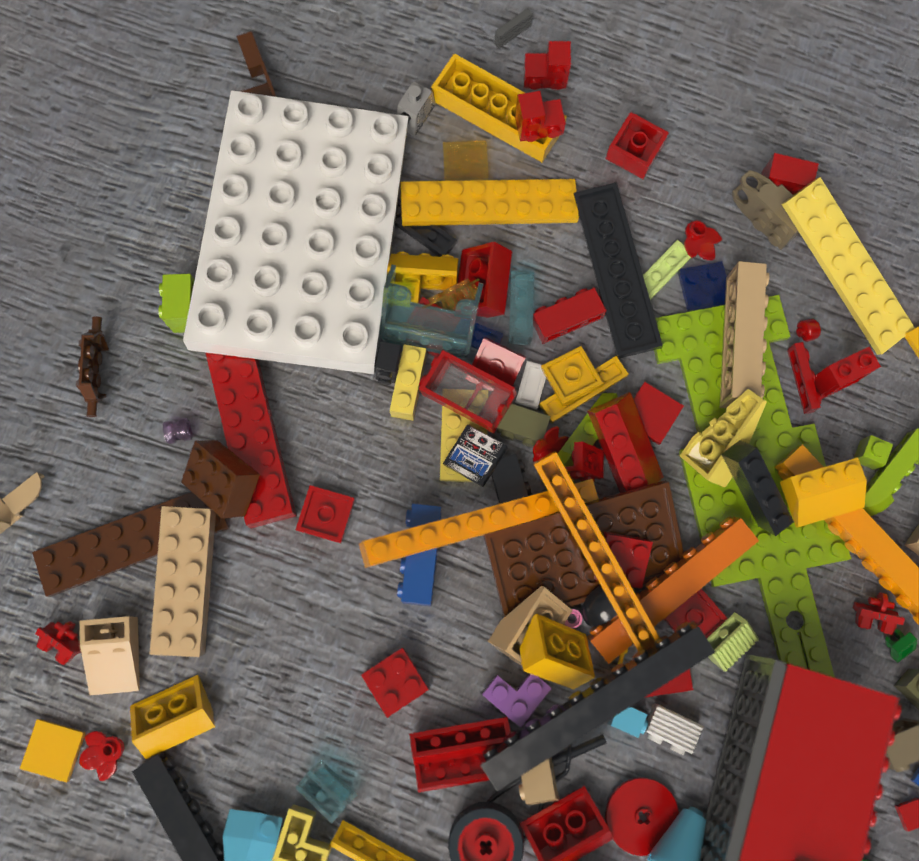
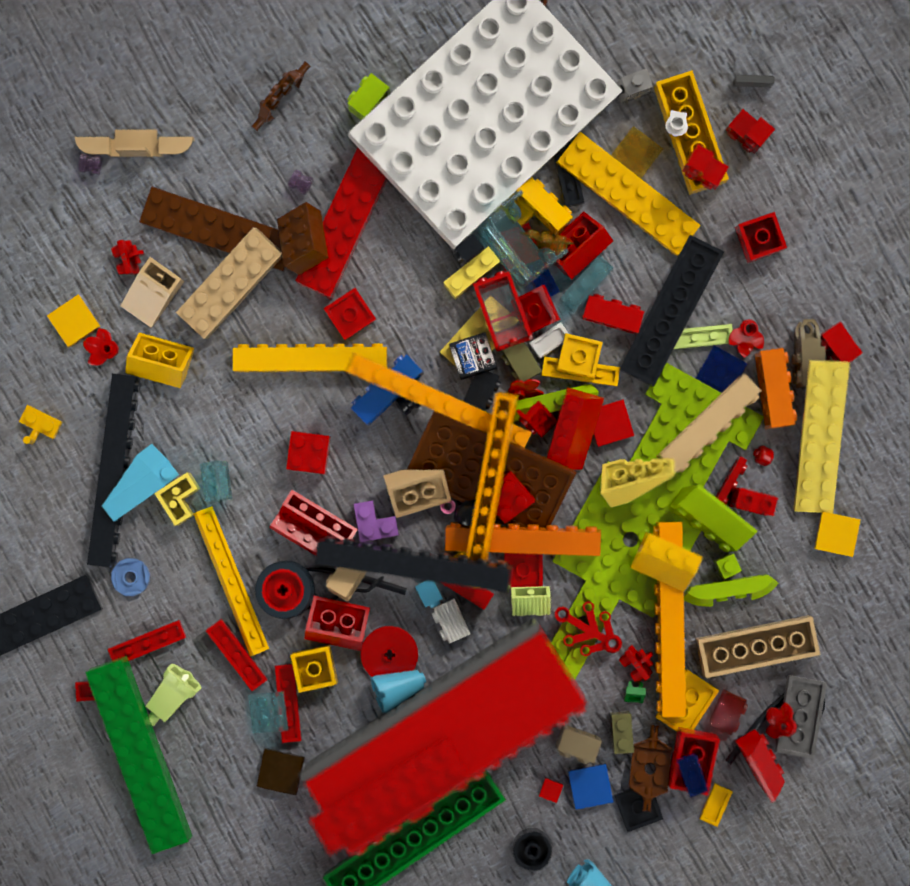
camera: 45 degrees right, 10 degrees up
(310, 596) = (302, 357): none -> yellow brick
(451, 553) = (407, 404): none -> black wheel
(480, 104) = (677, 123): none -> white animal
(556, 653) = (419, 517): yellow slope -> none
(757, 487) = (626, 523): black brick -> none
(787, 270) = (774, 387): none -> orange brick
(810, 621) = (591, 630): none -> red plant
(824, 417) = (712, 518): none -> lime slope

